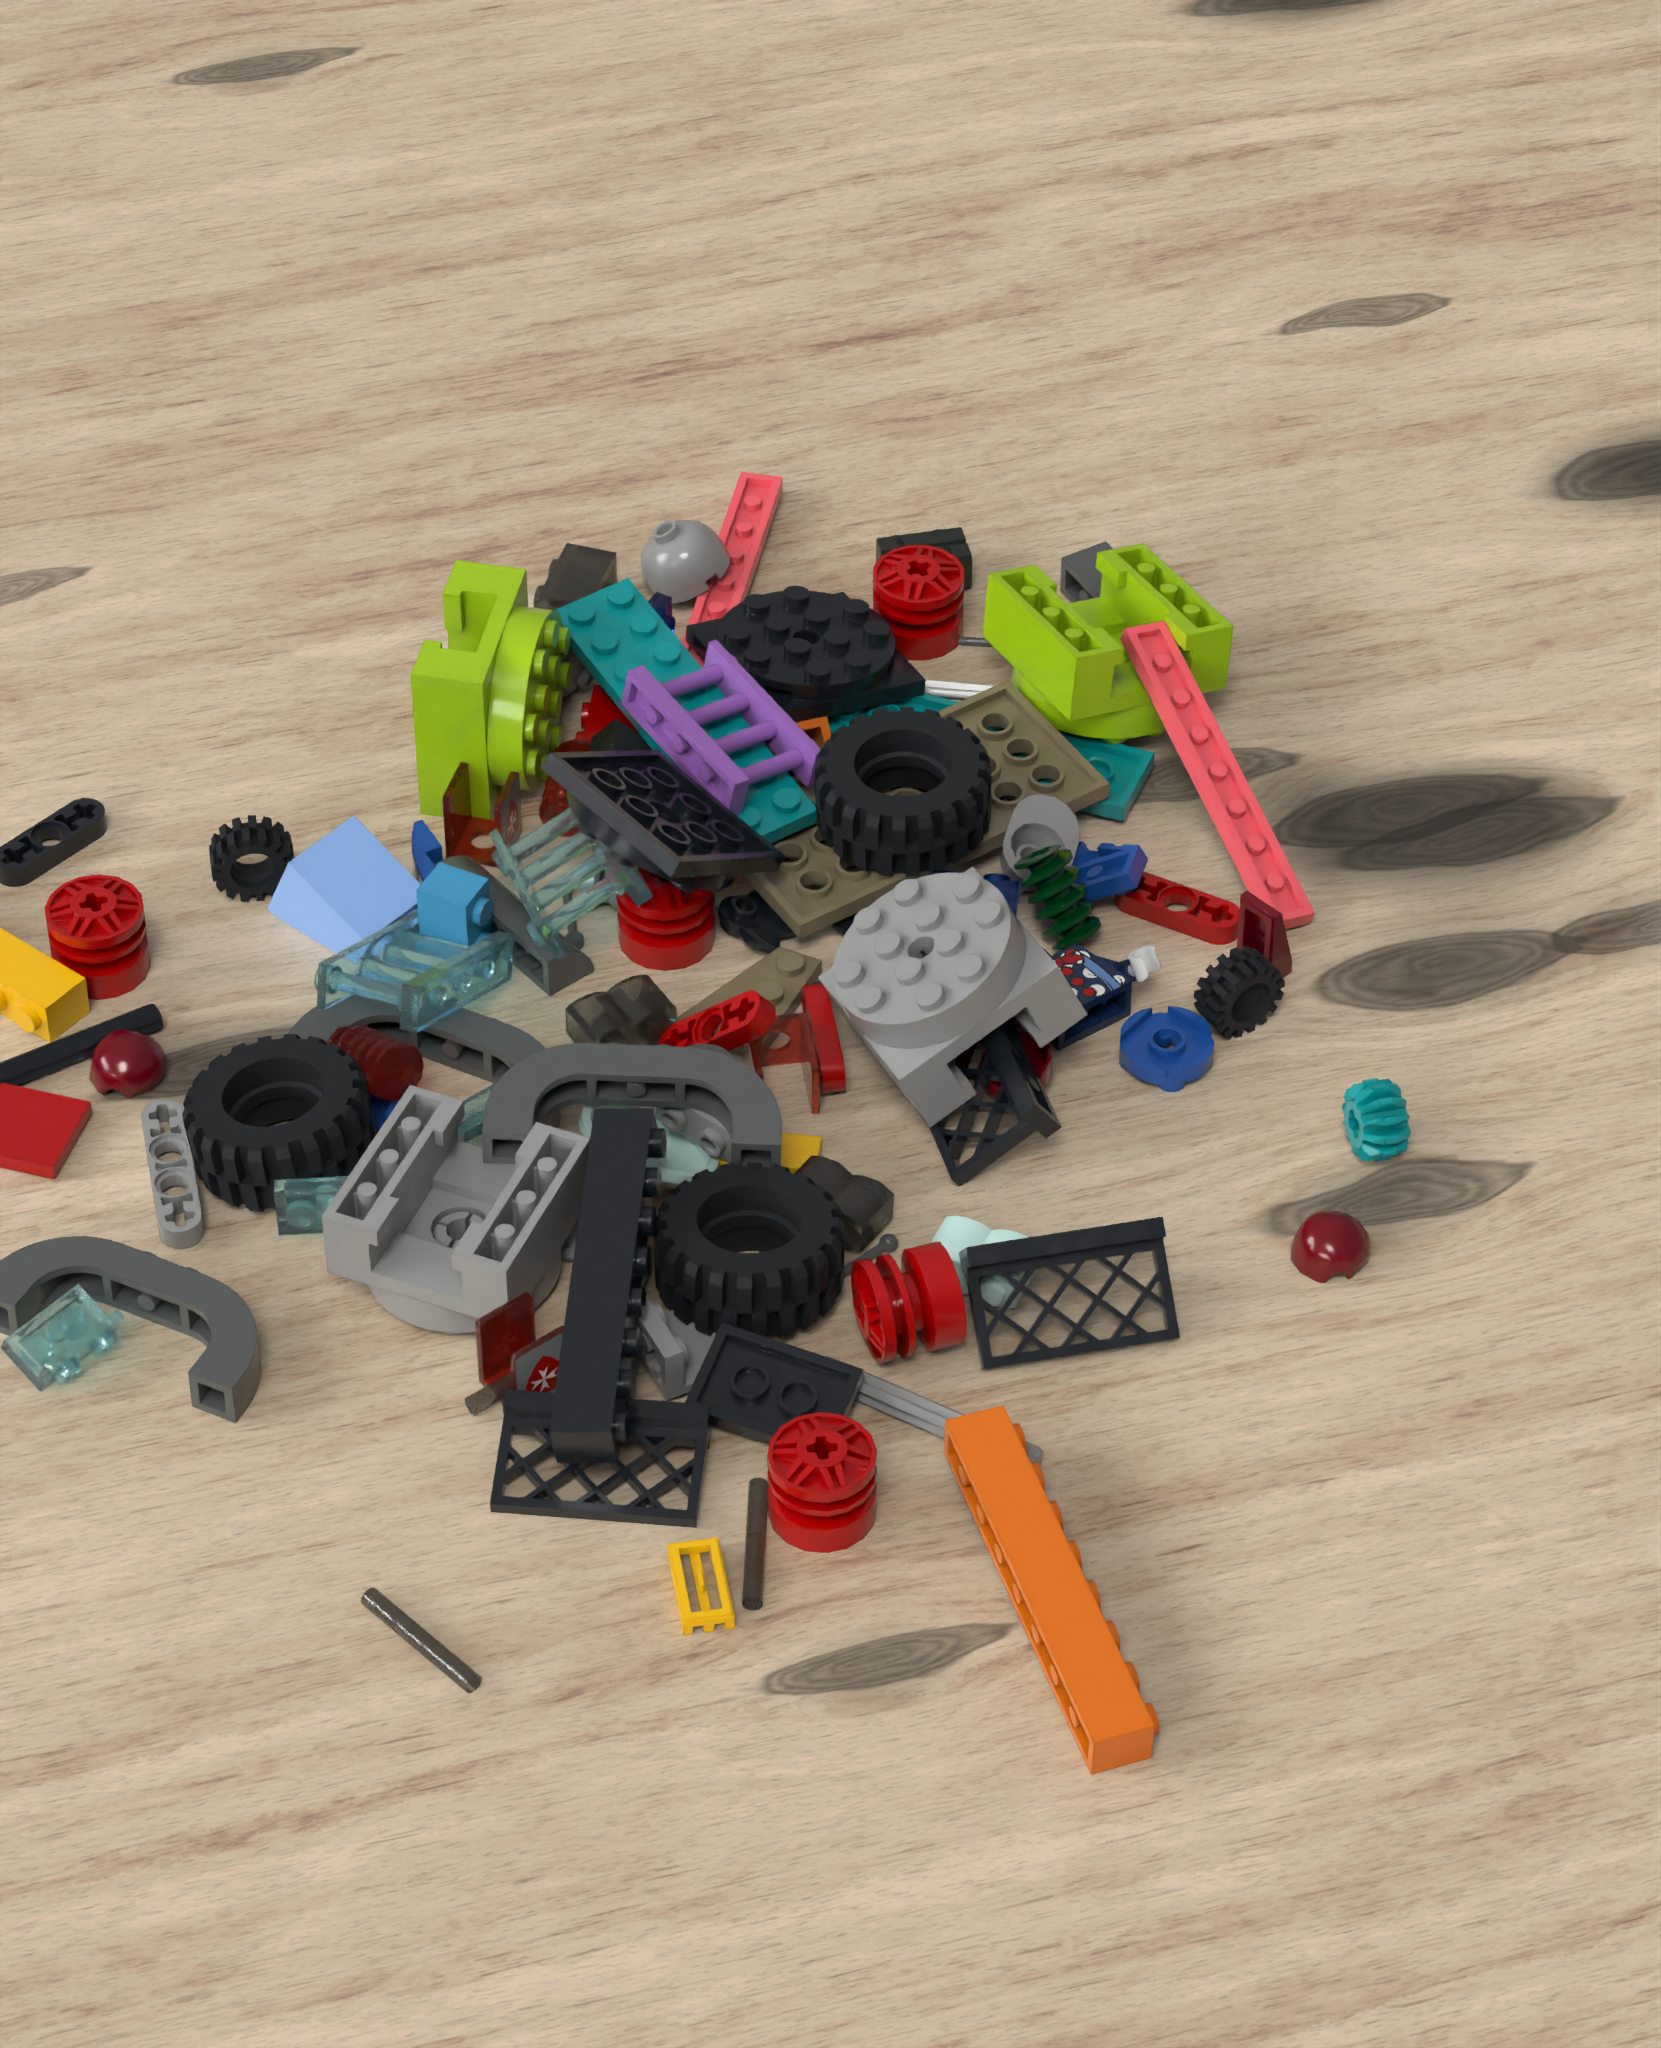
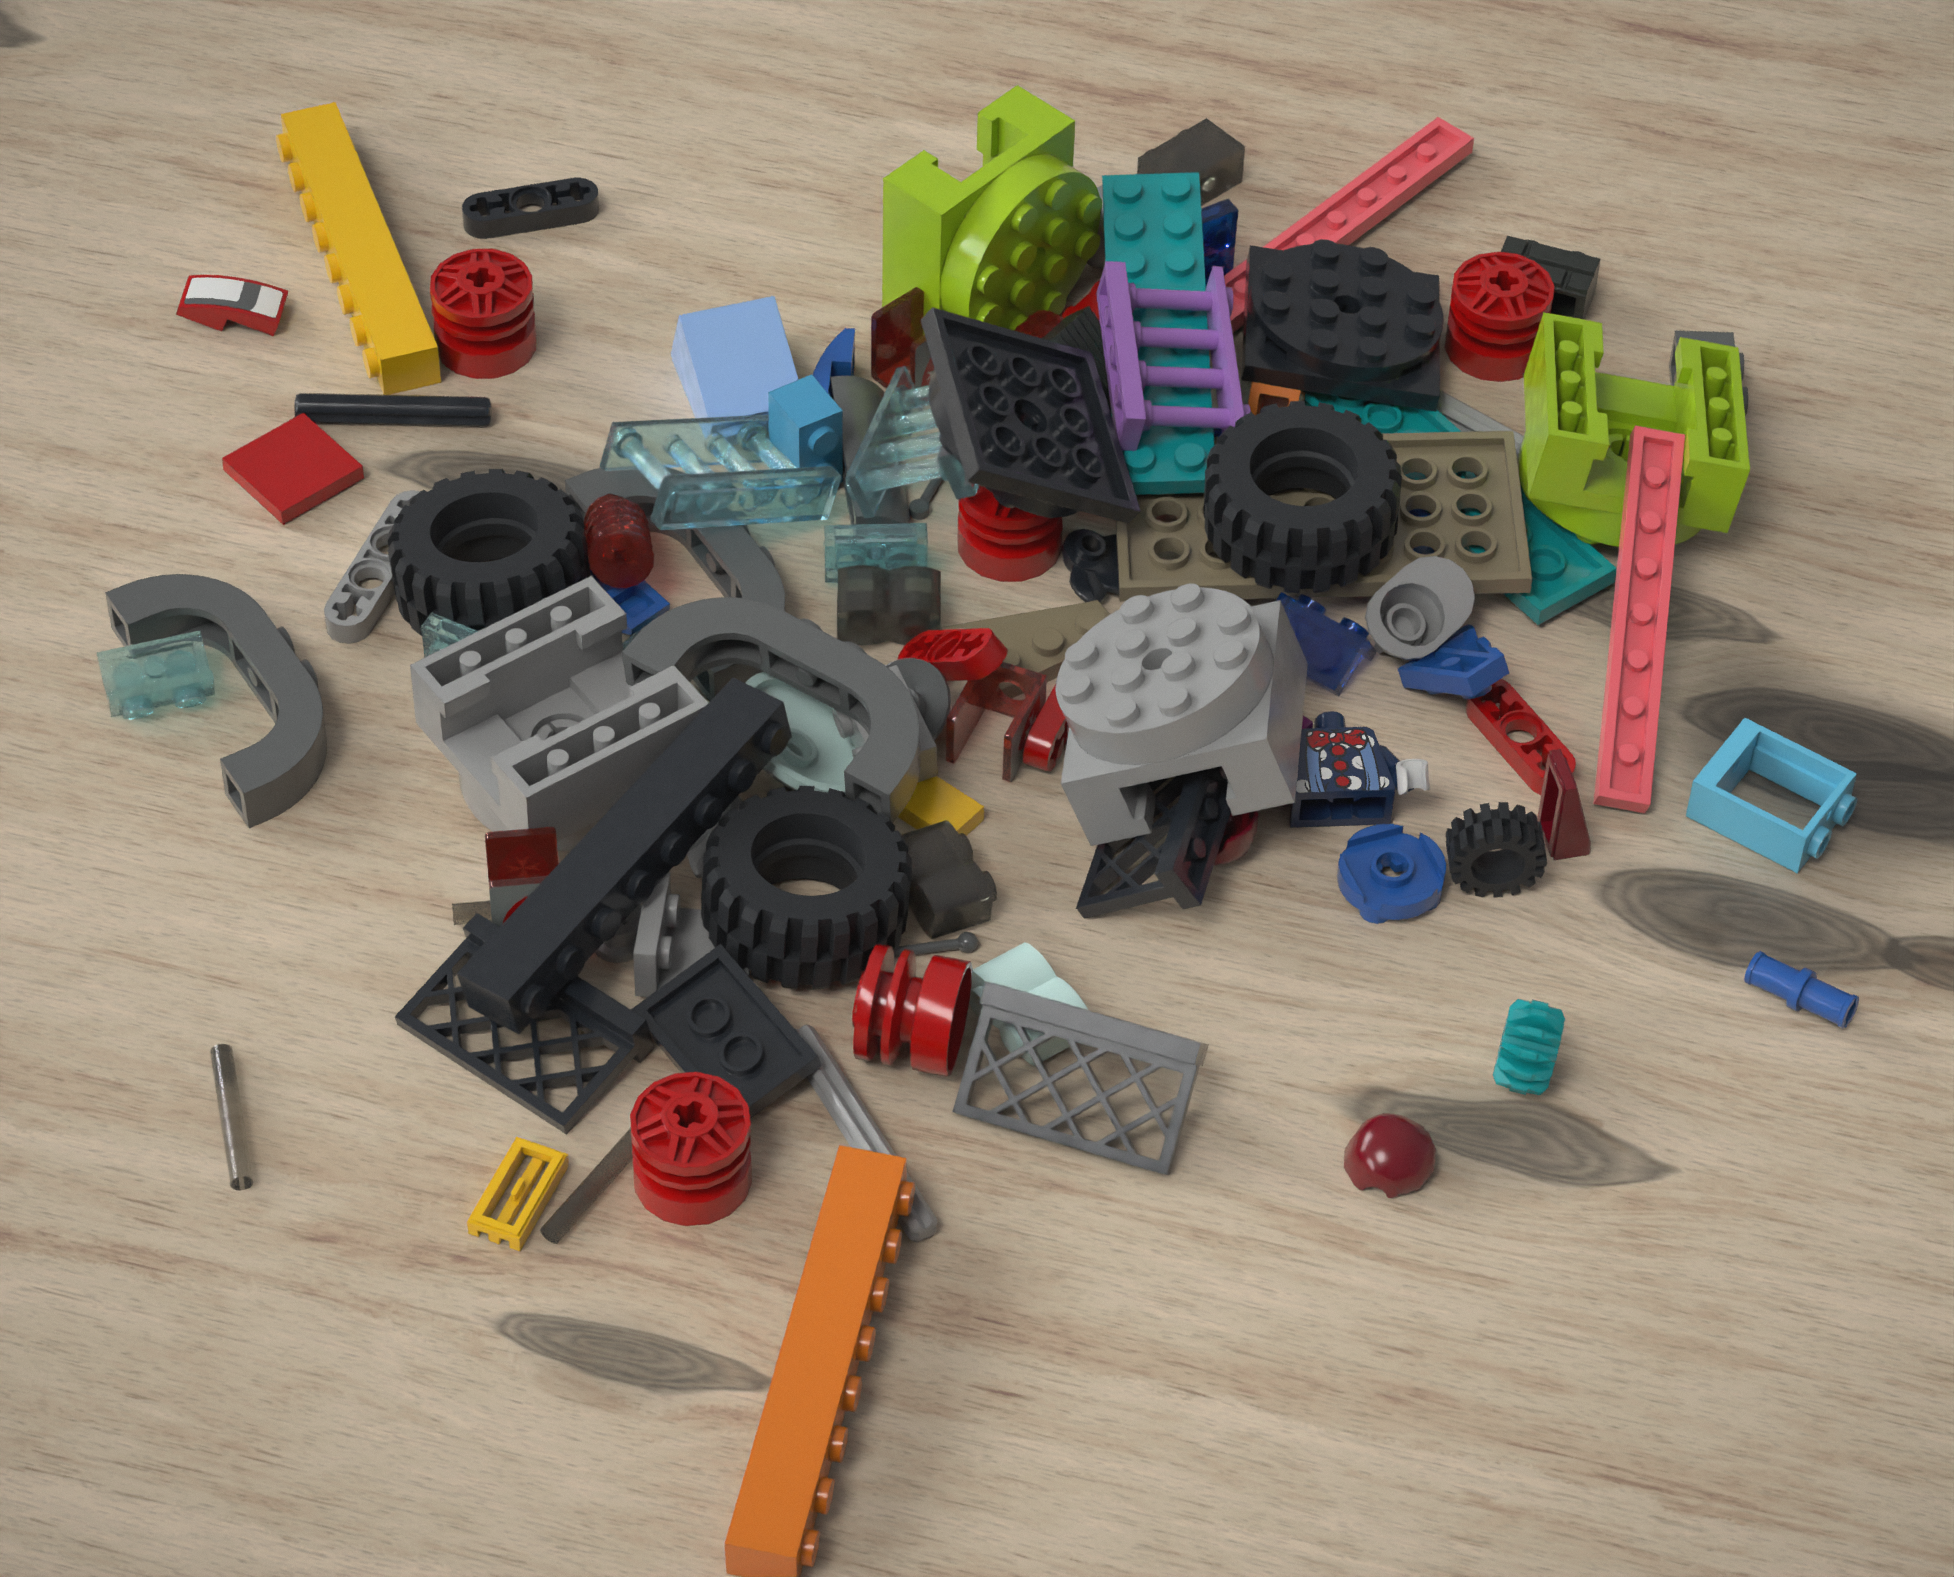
camera: 30 degrees right, 5 degrees up
(127, 1063) = (425, 444): dark red hair -> none
(245, 840) = (678, 279): black tyre -> none
(576, 978) = (874, 545): none -> clear light blue bracket
(682, 559) = (1303, 177): light grey cylinder -> none
(1059, 895) = (1393, 670): dark green piece -> none
(1402, 842) = (1791, 767): none -> medium azure window
(1525, 995) = (1801, 989): none -> blue pin

